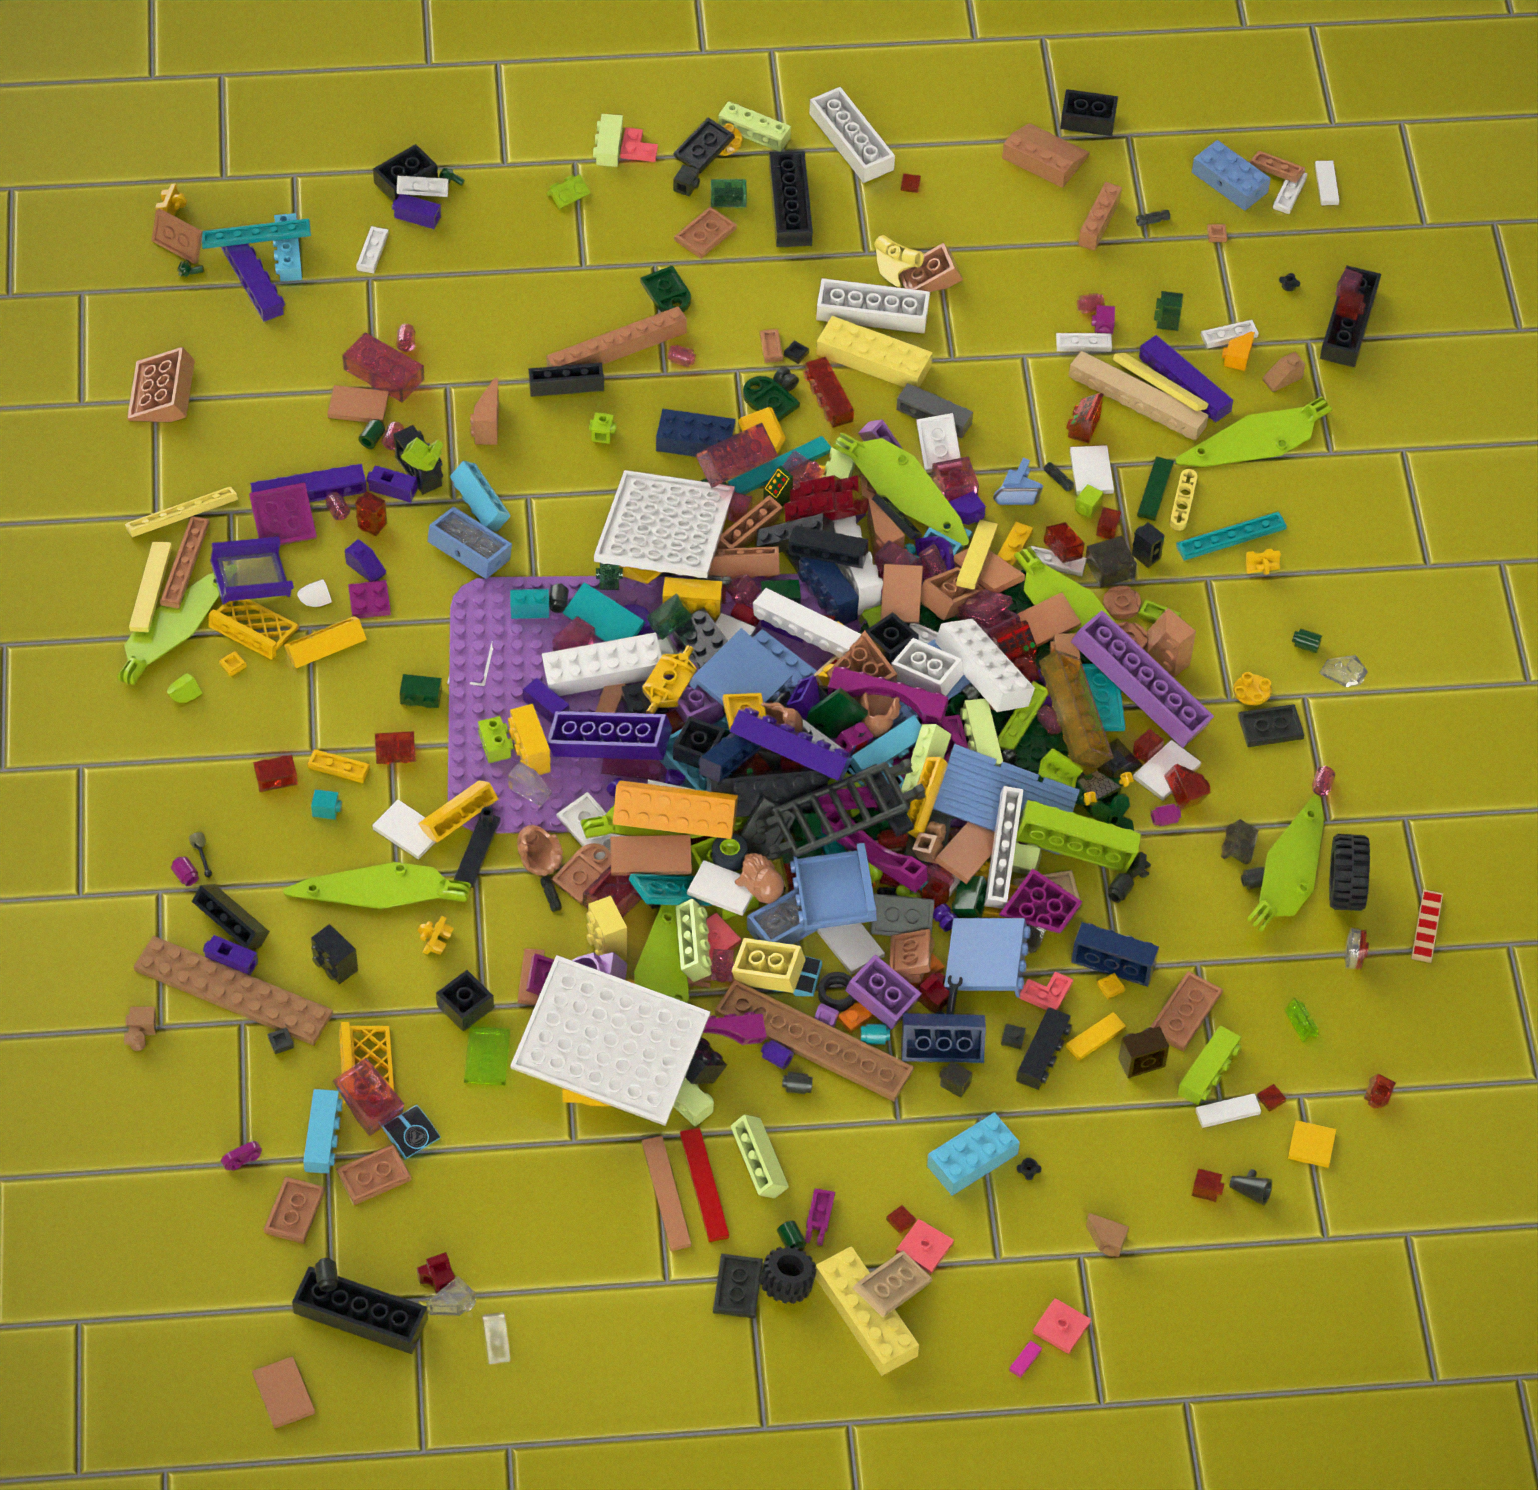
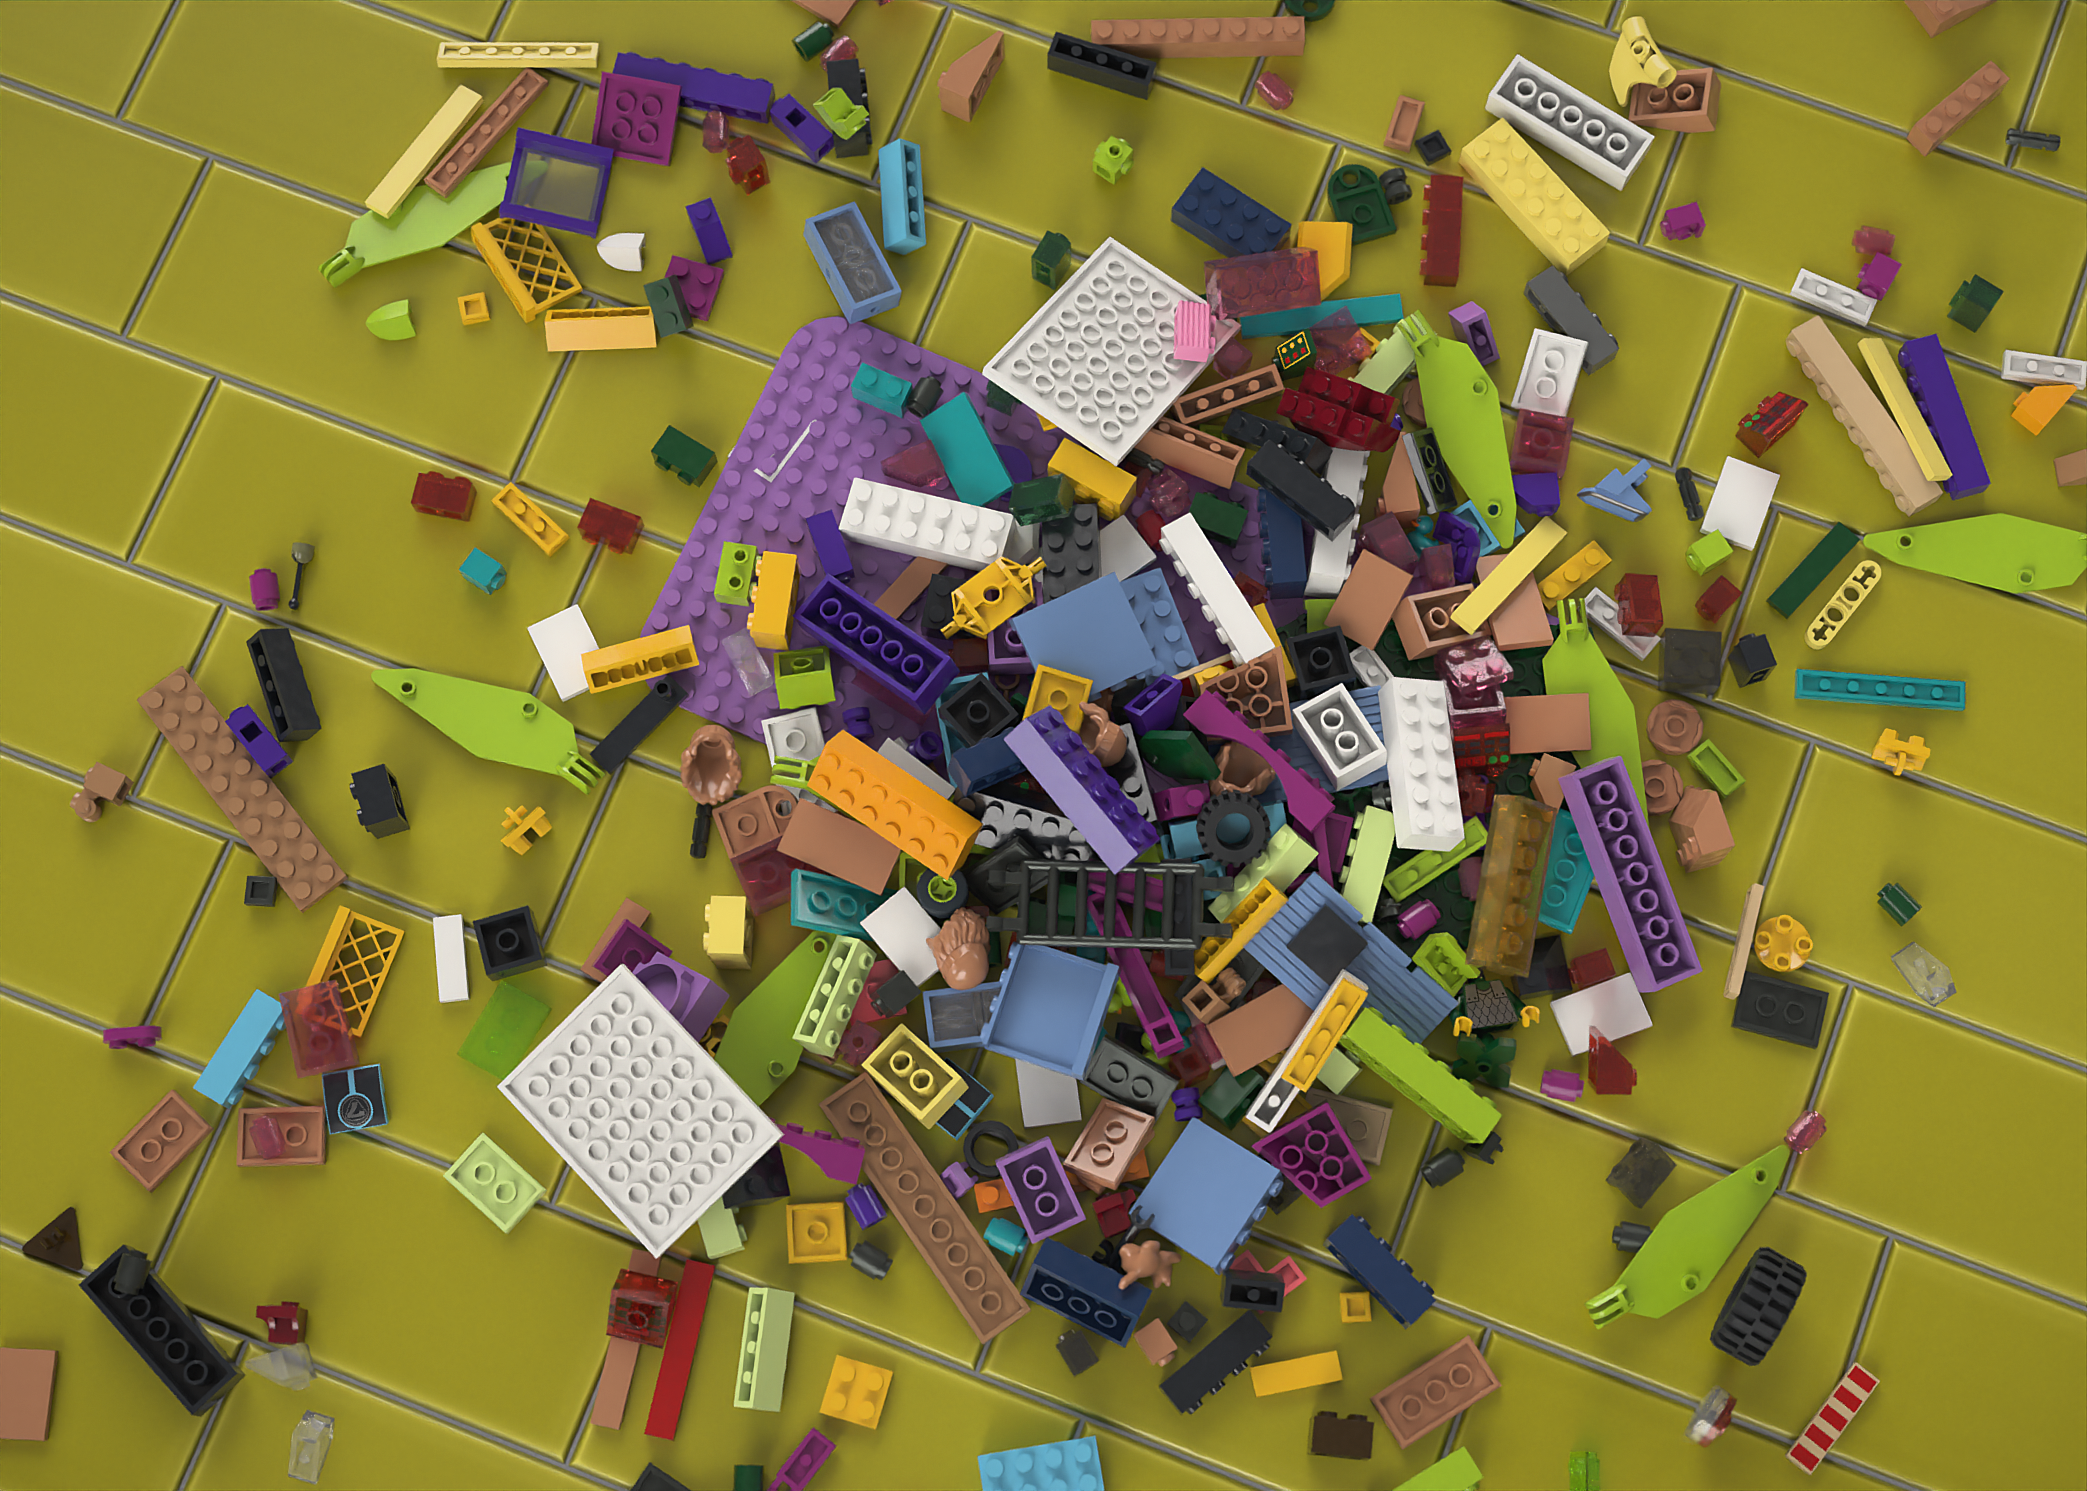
camera: 30 degrees right, 20 degrees up
(257, 1297) = (58, 1241): none -> dark brown piece
(365, 608) = (668, 305): none -> dark green brick
(368, 1172) = (267, 1137): none -> clear pink brick
(428, 1029) = (451, 958): none -> white tile
(530, 1142) = (495, 1183): none -> yellowish green tile
(571, 779) = (804, 677): none -> lime slope
(596, 493) = (1051, 259): none -> clear green brick
(668, 1166) = (641, 1308): none -> clear red slope
(709, 495) = (1193, 331): none -> bright pink brick
(731, 923) = (894, 995): none -> pearl dark grey brick
(753, 1084) = (816, 1232): none -> yellow tile
(830, 1161) = (856, 1392): none -> yellow plate
(903, 726) = (1240, 851): none -> black tyre
(972, 334) = (1683, 222): none -> magenta brick
(972, 1004) = (1147, 1261): none -> nougat animal
(983, 783) = (1327, 944): none -> black tile
(1001, 1053) = (1156, 1343): none -> nougat brick
(1011, 827) = (1324, 1035): none -> yellow tile
(1029, 754) = (1418, 919): none -> magenta brick
(1044, 992) = (1252, 1290): none -> black brick
(1228, 696) = (1743, 941): none -> tan tile

